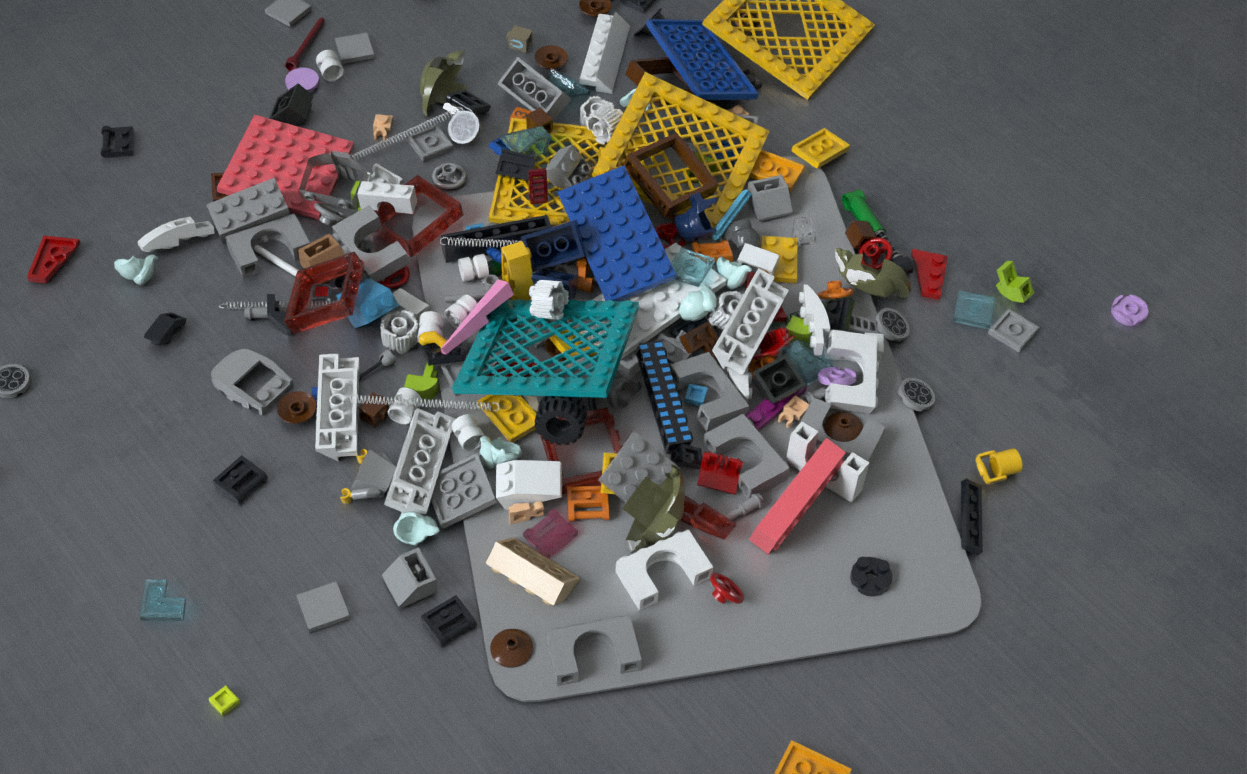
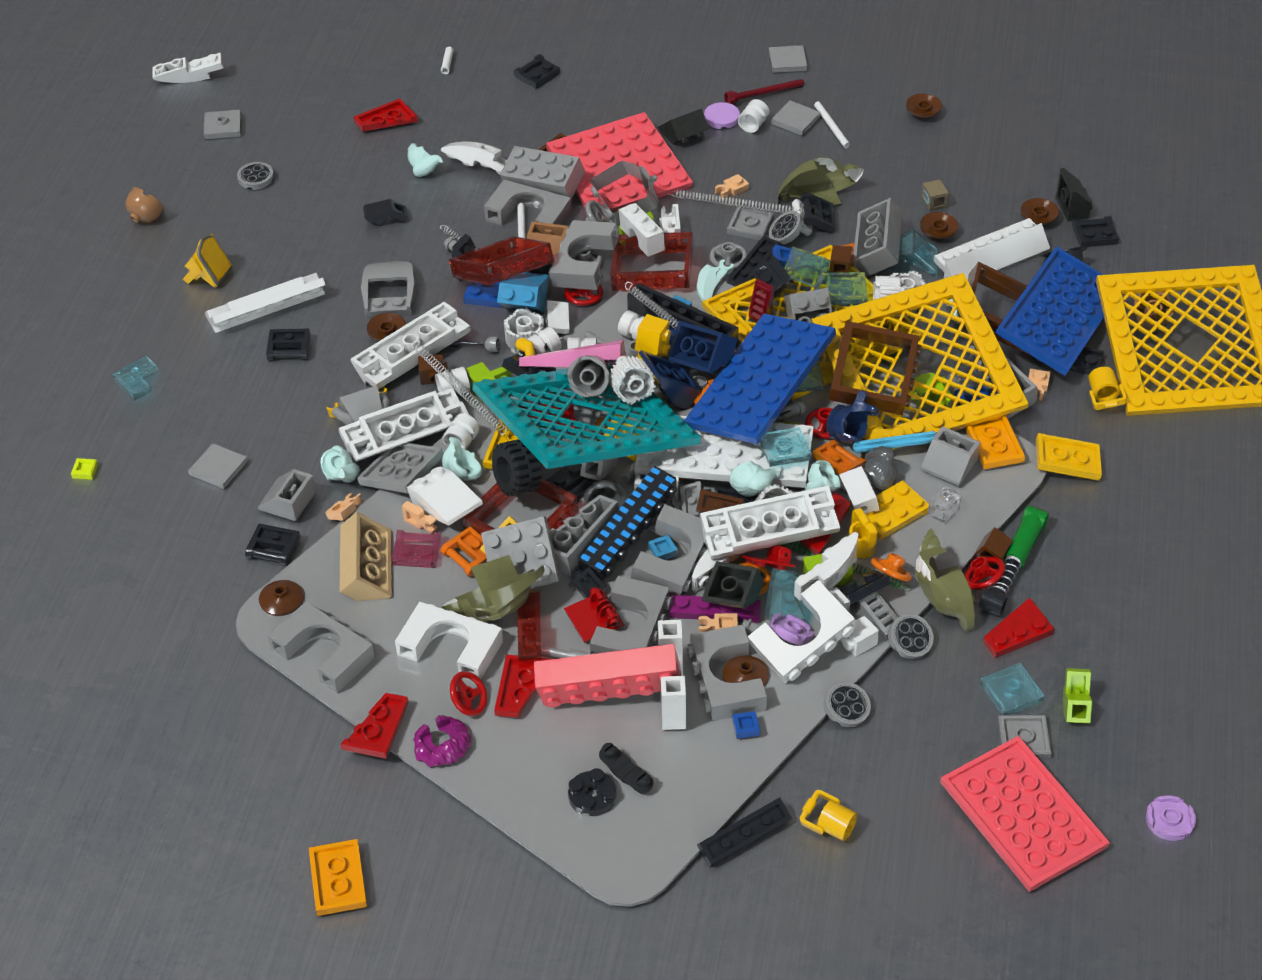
camera: 55 degrees right, 5 degrees down
(34, 183) = (447, 60): none -> white piece
(85, 473) = (208, 262): none -> yellow piece
(172, 465) = (265, 302): none -> white slope
(327, 332) = (482, 295): none -> blue plate
(384, 36) = (827, 118): none -> white bar
(460, 553) = (343, 509): none -> light nougat plate
(468, 201) = (710, 278): none -> light aqua piece
(474, 167) = (761, 252): none -> black plate
(518, 317) = (588, 376): none -> light grey cone
(568, 134) = (846, 287): none -> clear light blue plate
(642, 419) = (580, 531): none -> light grey wedge
(703, 662) = (379, 729): none -> red wing
(740, 556) = (515, 686): none -> red wing
(765, 633) = (447, 752): none -> magenta piece
(782, 89) = (1105, 389): none -> yellow piece
(794, 283) = (866, 532): none -> yellow piece
(870, 545) = (625, 769): none -> black piece
(890, 455) = (746, 724): none -> blue plate
(1073, 371) = (1024, 813): none -> coral plate

